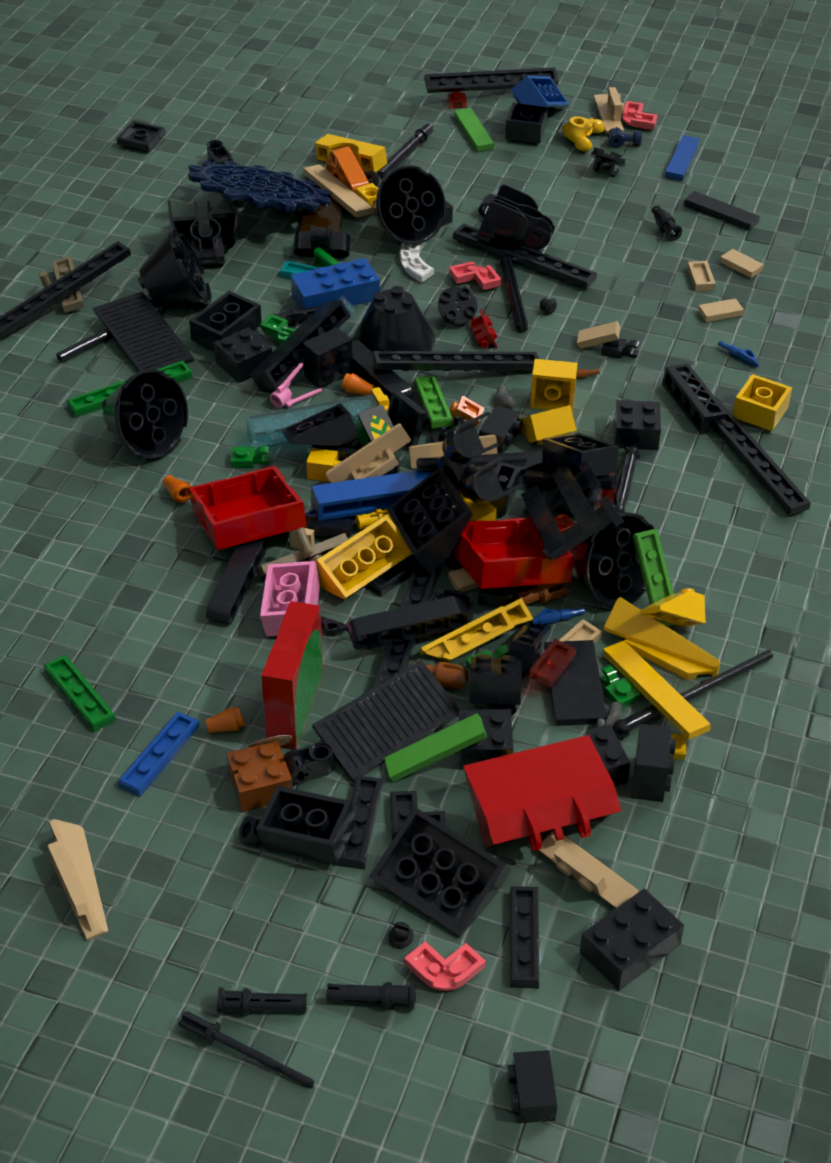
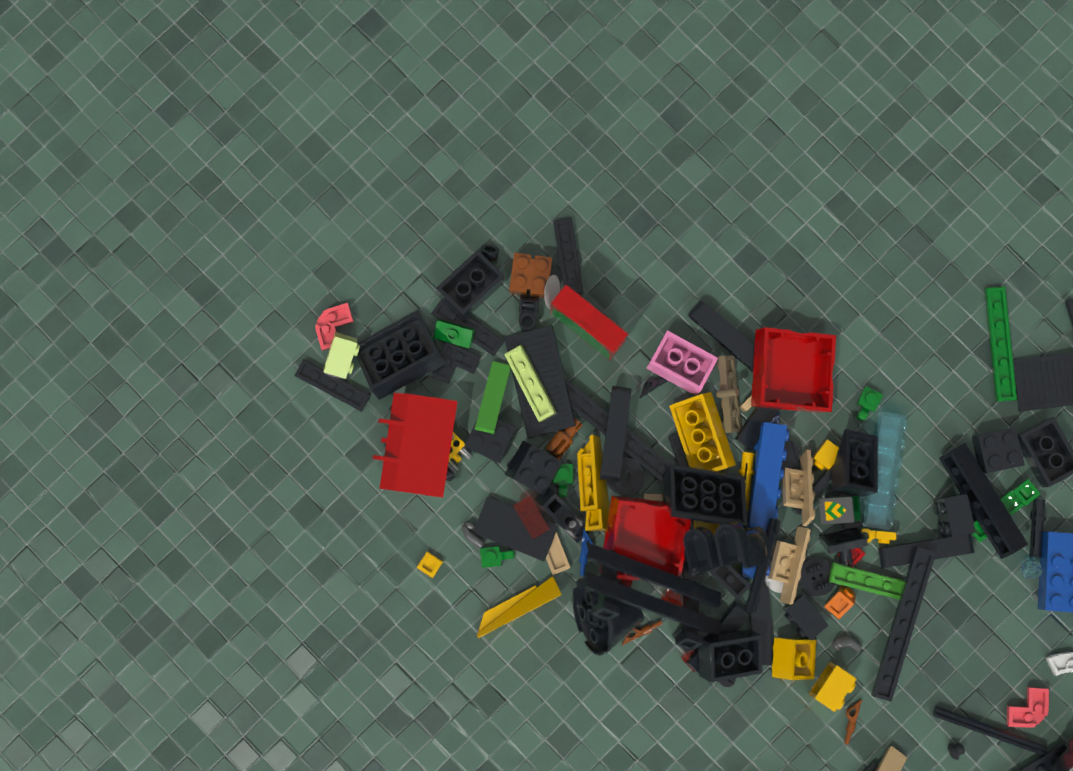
camera: 120 degrees right, 40 degrees up
(75, 871) = (509, 134): tan wedge -> none
(79, 693) = (669, 188): green tile -> none
(147, 413) = (935, 331): black cone -> none
(158, 754) = (588, 222): blue tile -> none
(177, 488) = (851, 332): orange cone -> none
(209, 757) = (568, 254): none -> black tile
(210, 1033) = (356, 170): black piece -> none
(225, 721) = (592, 275): orange cone -> none
(245, 1001) = (365, 199): black pin -> none
(283, 395) = (932, 460): bright pink plant -> none
(355, 385) = (916, 528): orange cone -> none
(377, 825) = (454, 333): none -> green plate
(387, 995) = (329, 281): black pin -> none
(394, 324) = (971, 592): black cone -> none
(395, 726) = (530, 383): none -> yellowish green tile
(401, 935) = (369, 311): black piece -> none
(466, 303) = (982, 674): black plate -> none
(480, 929) = (340, 355): none -> yellowish green brick
(482, 330) = (952, 676): red hinge -> none
(533, 1086) = (228, 335): black brick -> none
(588, 871) = (353, 447): tan bracket -> none
(611, 753) = (436, 511): black brick -> none
(623, 726) = (464, 574): black bar -> none
(626, 478) = (702, 686): black wheel -> none
(631, 939) = (292, 445): black brick -> none
(637, 424) = (757, 732): black brick -> none
(653, 566) = (568, 634): bright green tile -> none
(653, 763) = (411, 534): black brick -> none
(657, 690) = (477, 578): yellow tile -> none
(680, 609) = (534, 634): yellow slope -> none

